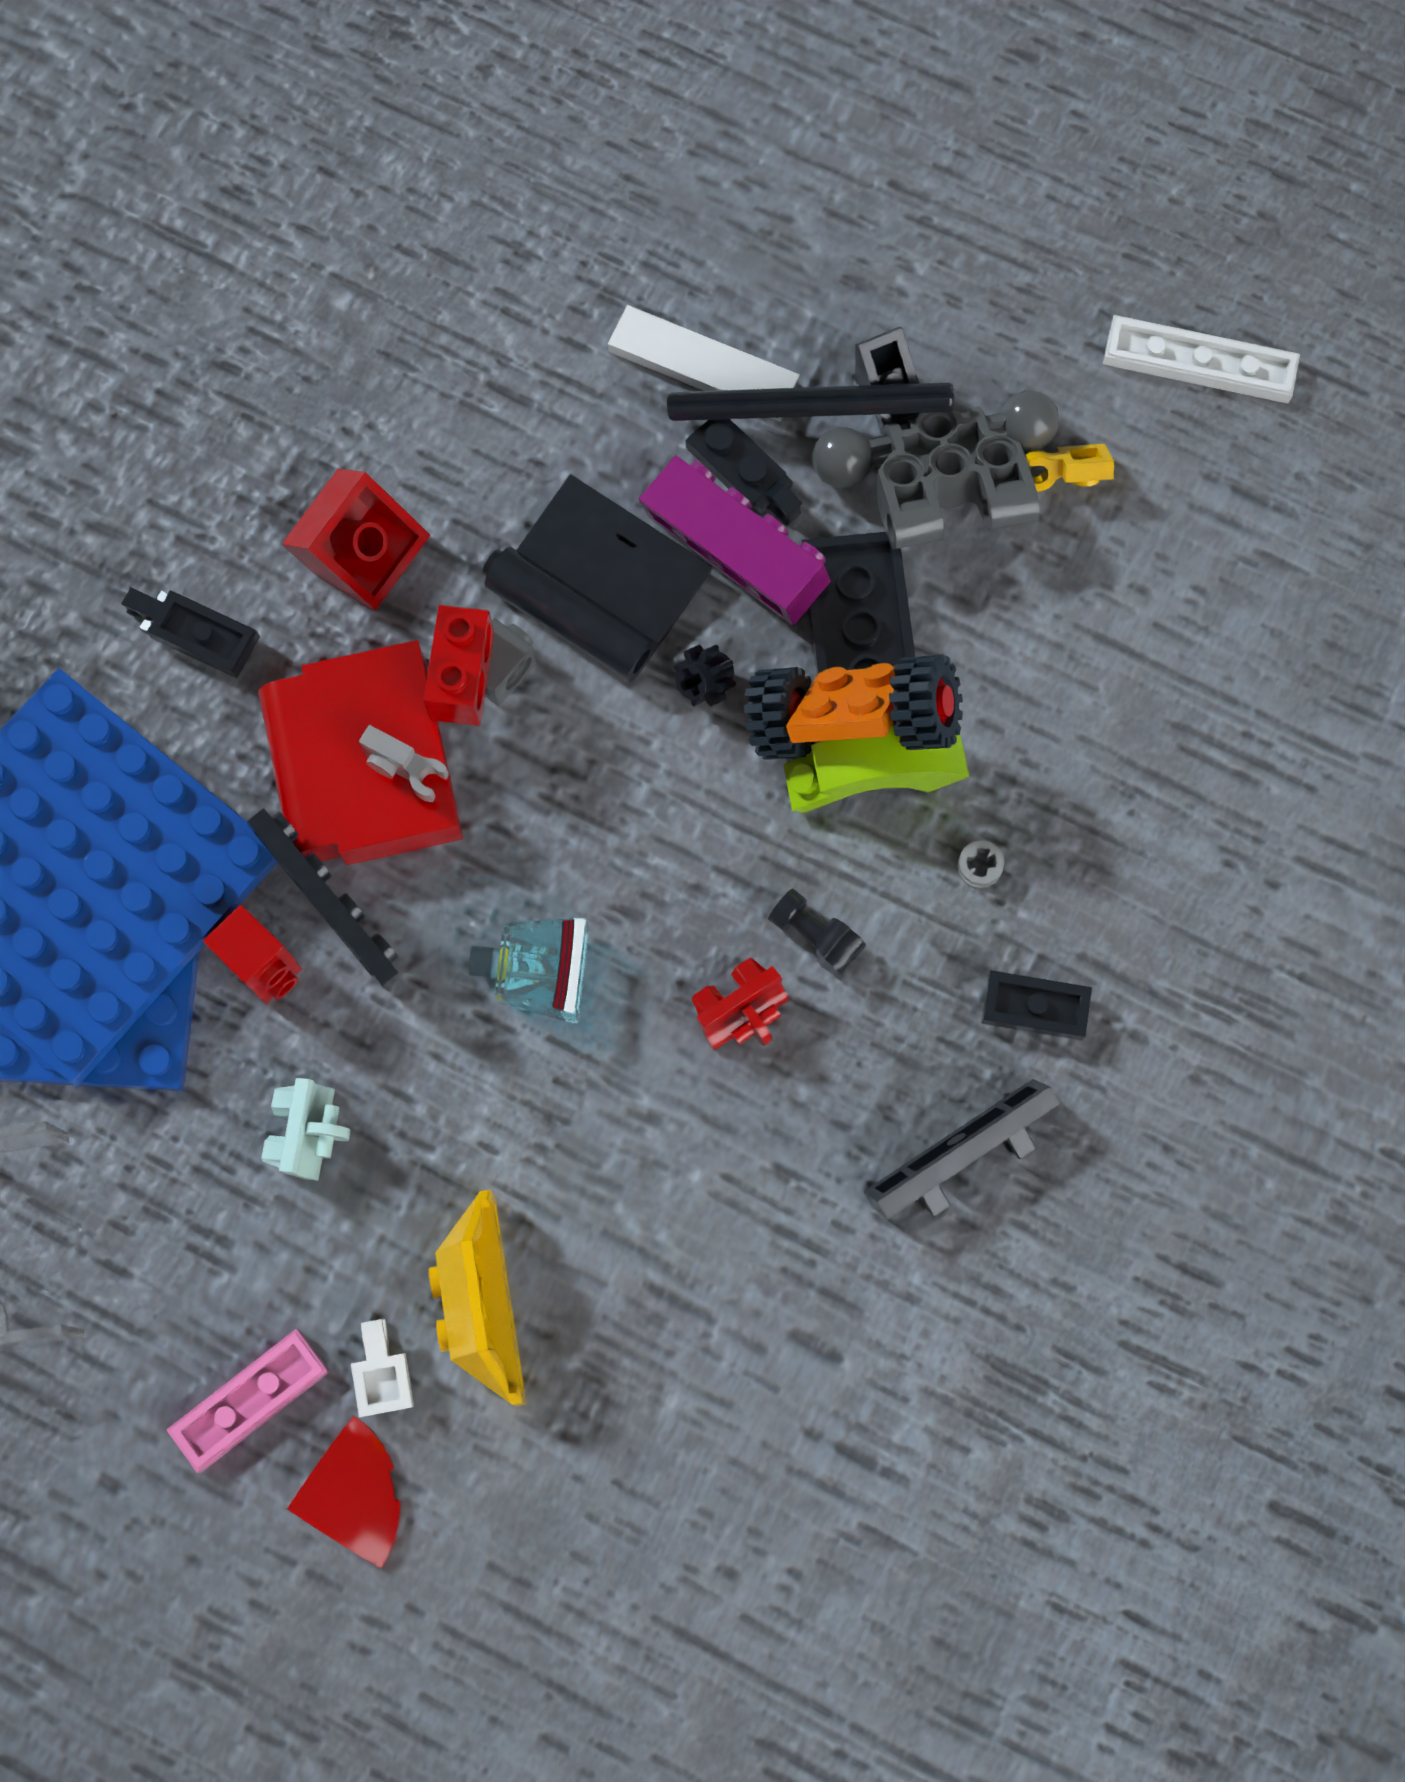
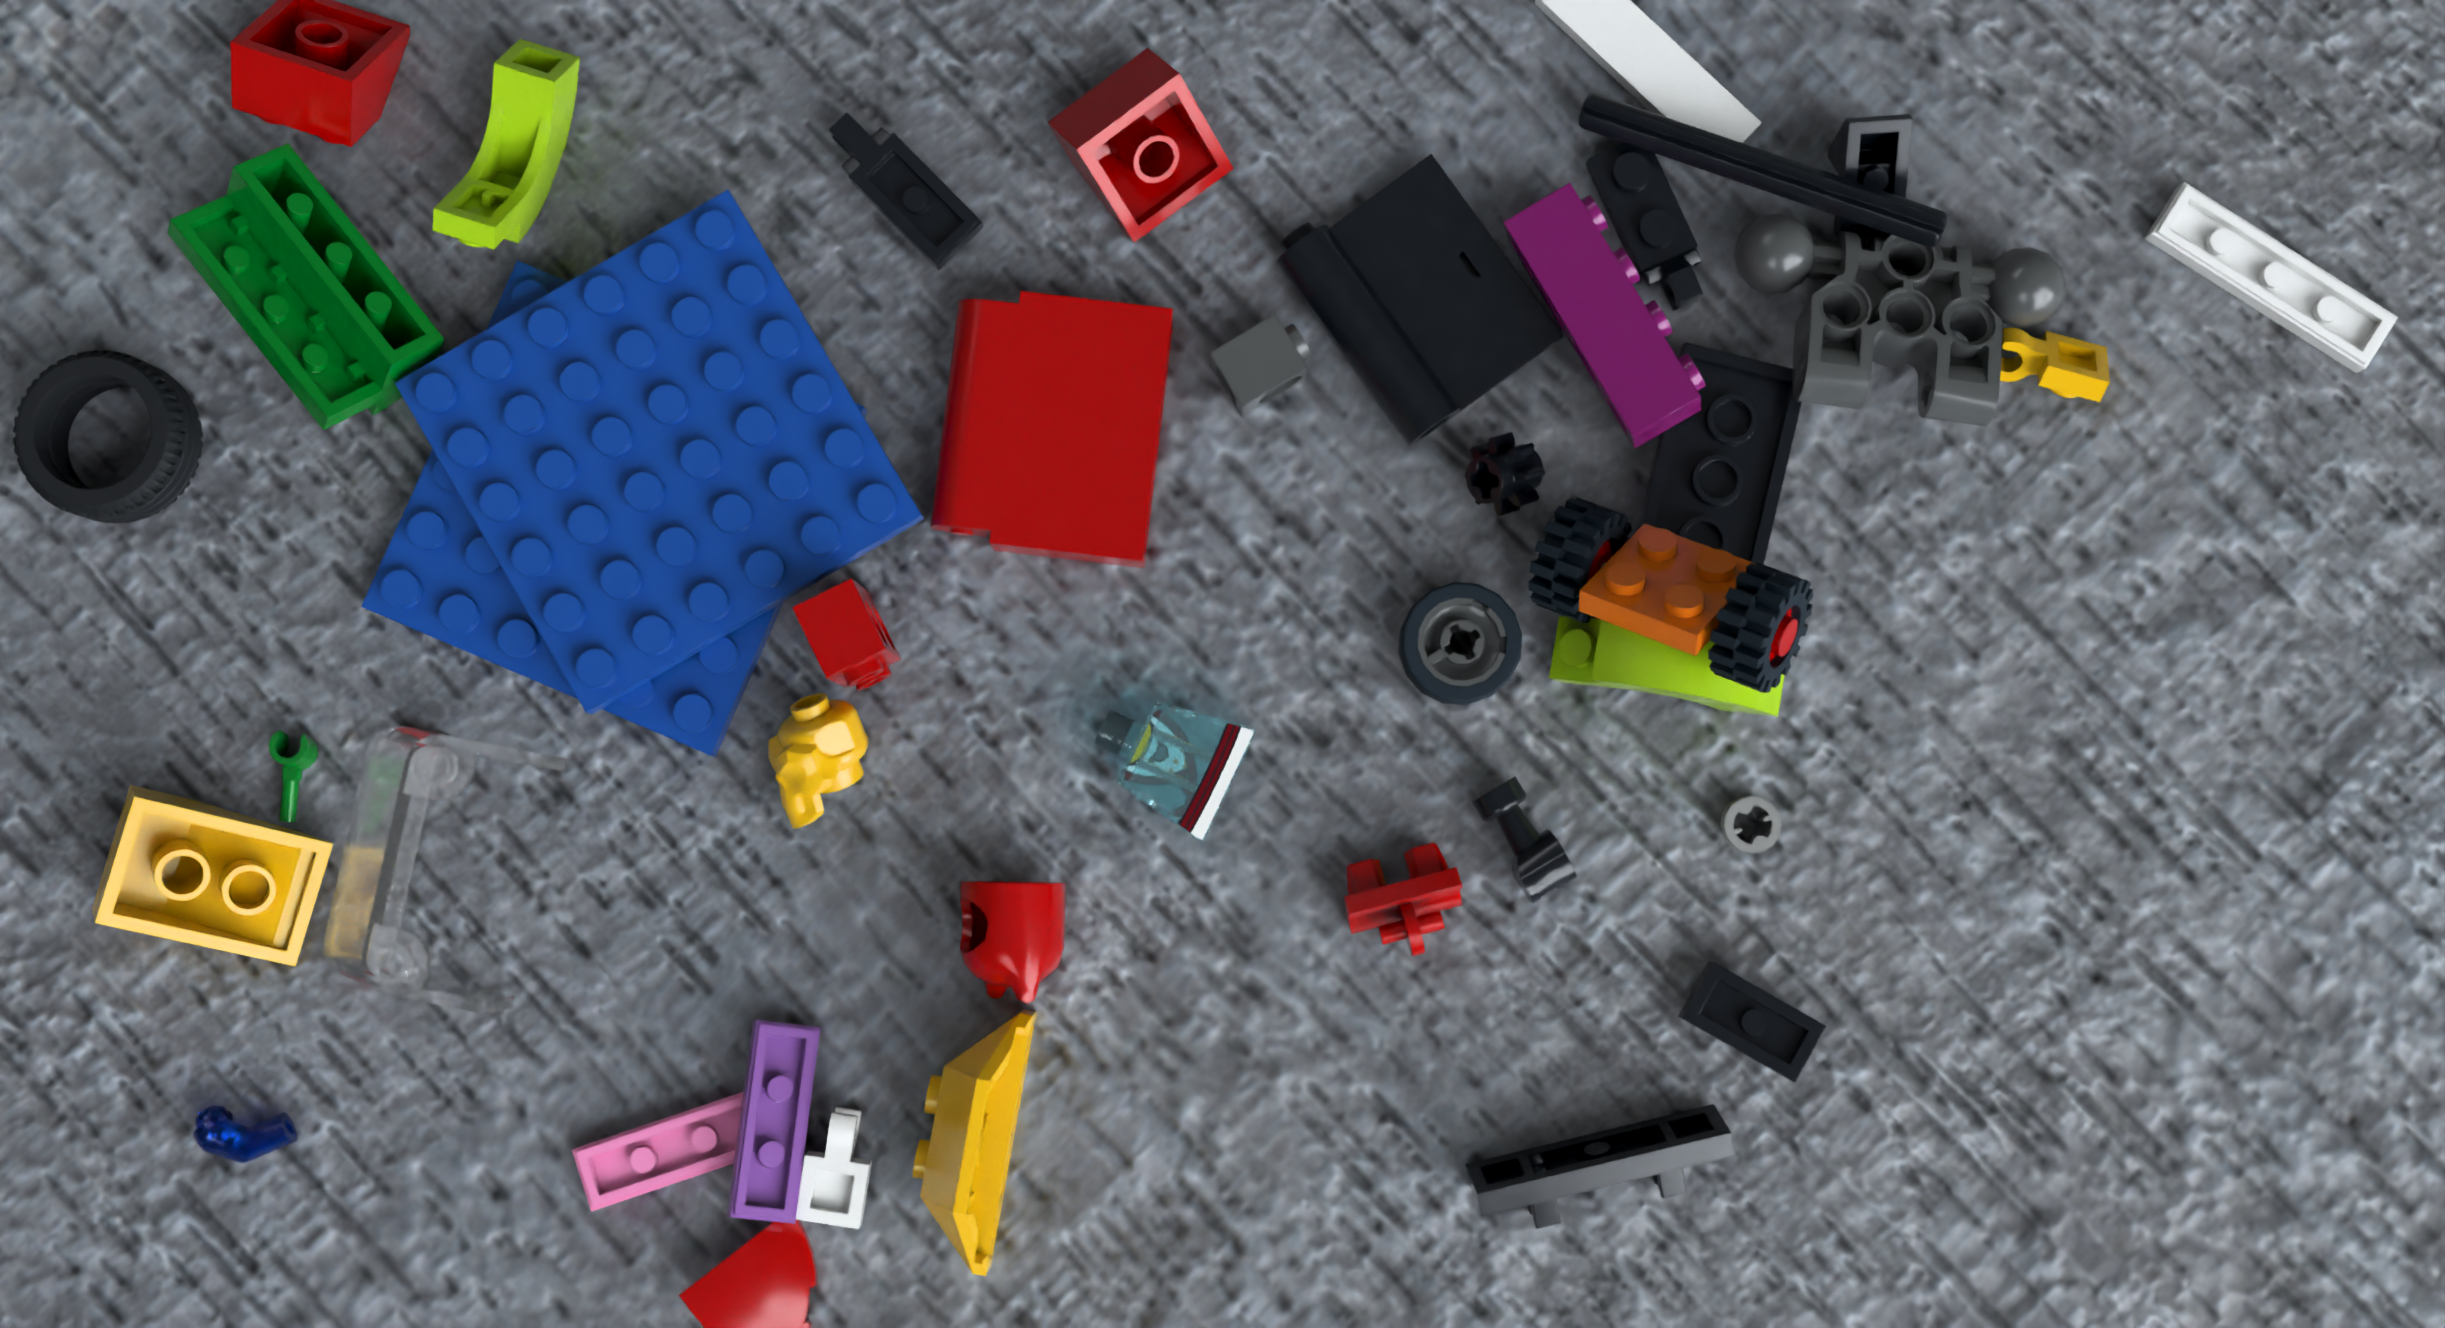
camera: 15 degrees right, 10 degrees up
(259, 1056) = (816, 754): none -> yellow head
(309, 1129) = (847, 862): light aqua hips -> none
(310, 877) = (962, 619): black plate -> none
(318, 1349) = (773, 1122): none -> medium lavender tile
(392, 756) = (1090, 452): light grey plate -> none
(453, 1133) = (1012, 934): none -> red piece
(459, 665) = (1211, 366): red brick -> none
(717, 834) = (1453, 676): none -> wheel

